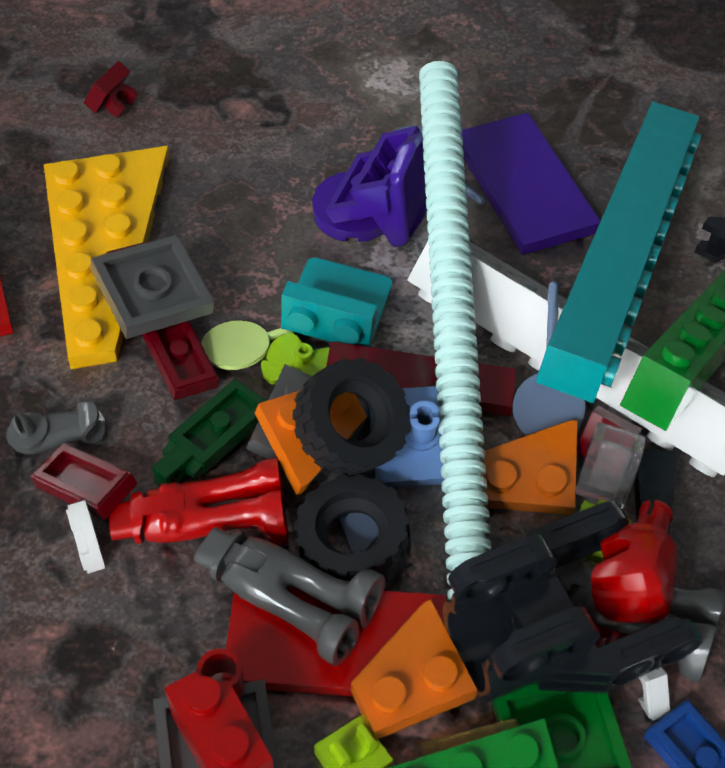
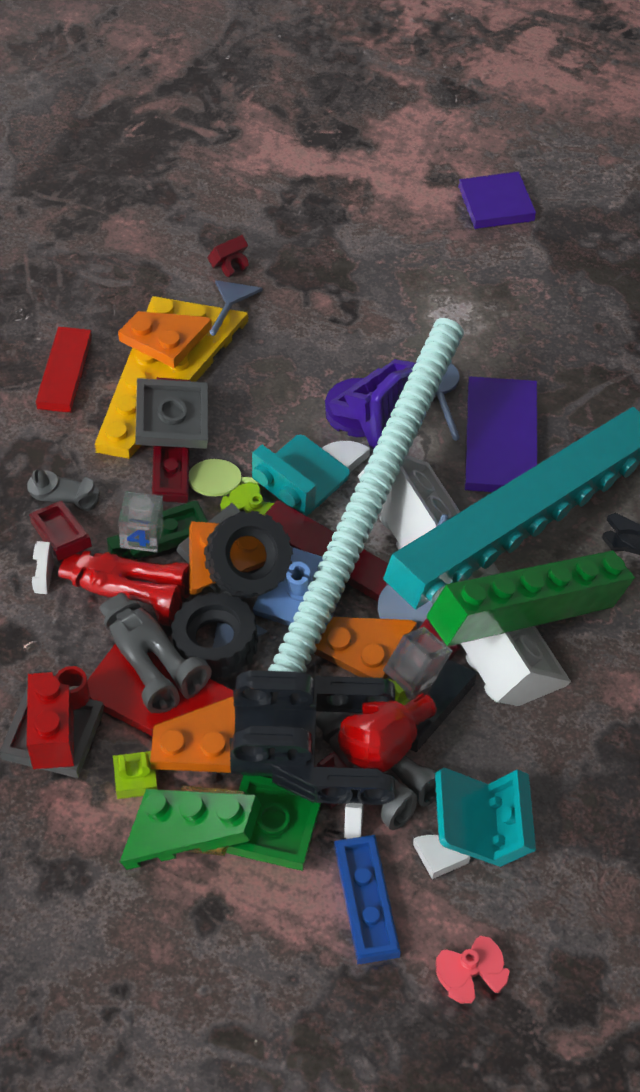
camera: 25 degrees right, 0 degrees up
(86, 201) = (164, 335): none -> orange wing
(139, 132) = (231, 294): none -> sand blue piece
(191, 428) = (141, 521): none -> clear brick
(374, 258) = (348, 453): none -> white tile

